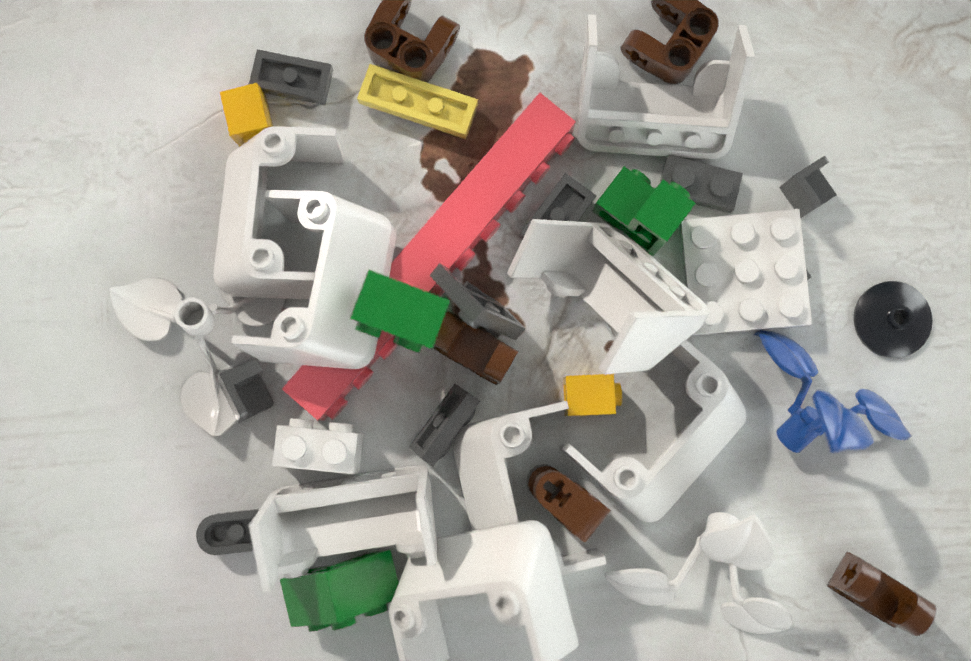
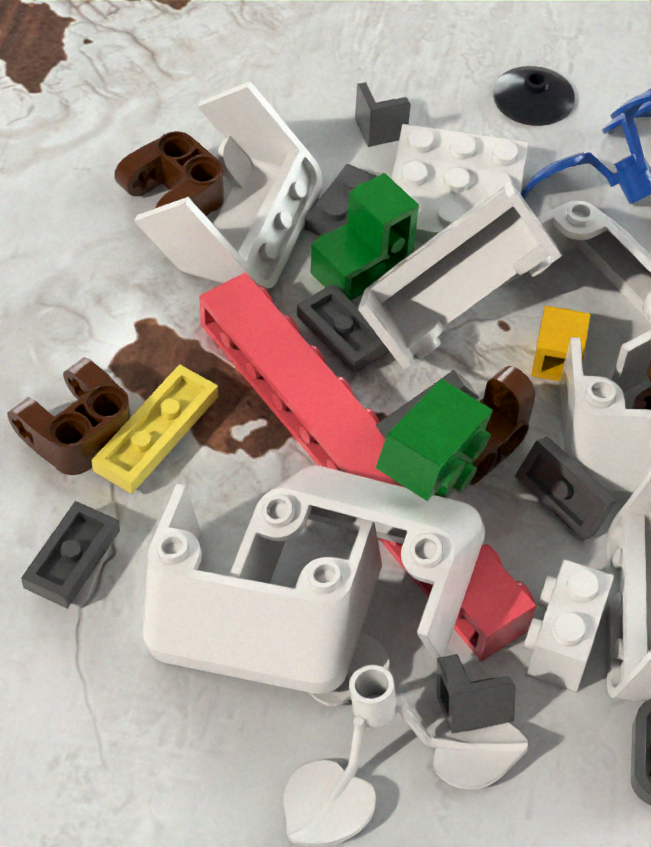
camera: 80 degrees left, 30 degrees down
(245, 112) = (105, 610): yellow brick -> none

